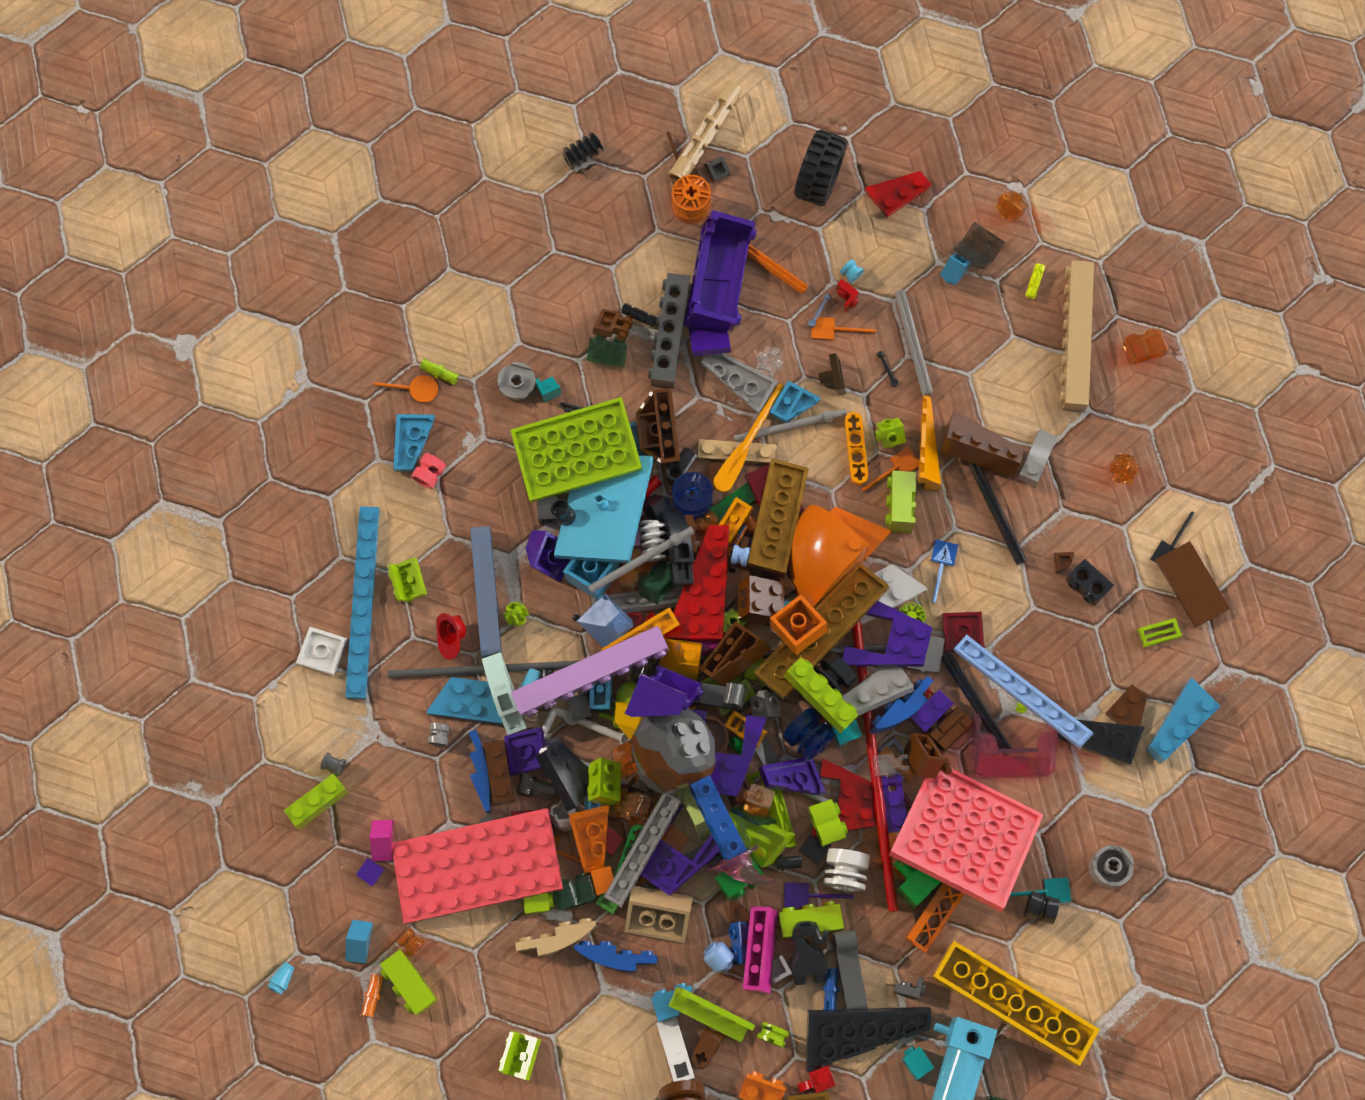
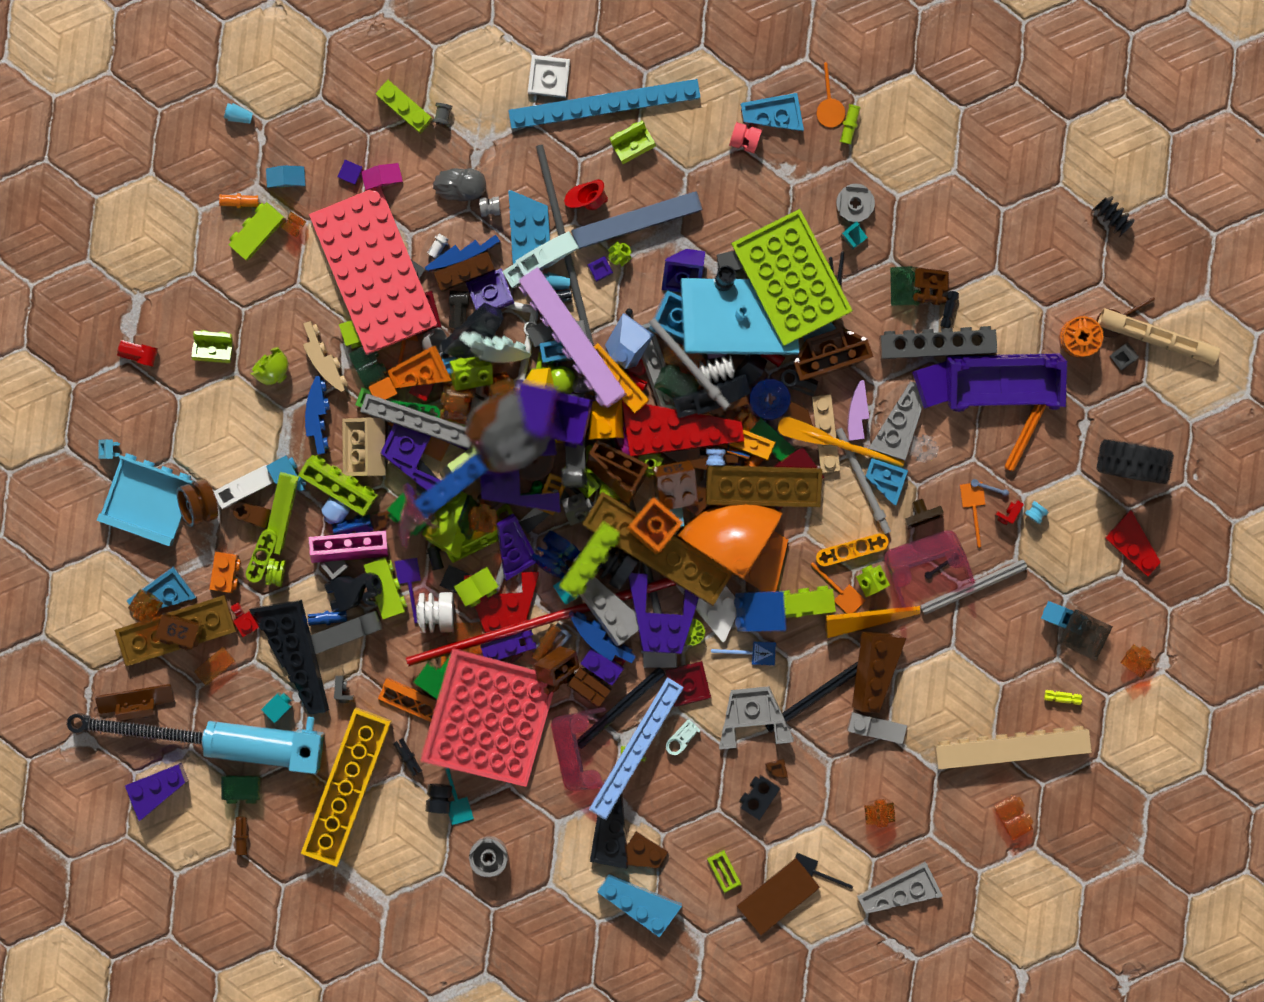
camera: 80 degrees right, 15 degrees up
(409, 760) = (460, 184): none -> dark grey hair
(466, 795) = (438, 246): none -> white pin
(526, 637) = (600, 268): none -> dark purple tile
(556, 995) = (271, 368): none -> lime cylinder
(585, 751) = (495, 349): none -> light aqua slope
(693, 947) = (338, 485): none -> lime brick
(721, 417) = (857, 412): none -> lavender slope
(768, 1050) = (261, 541): none -> lime beam
(874, 400) = (921, 551): none -> clear pink windscreen
(887, 765) = (540, 633): clear plate -> none
(903, 541) = (760, 611): none -> blue slope
(992, 933) = (407, 757): none -> black pin
(999, 573) = (753, 708): none -> light grey wing
(1015, 647) = (683, 735): none -> light aqua piece
(1202, 463) = (906, 888): none -> light grey wing

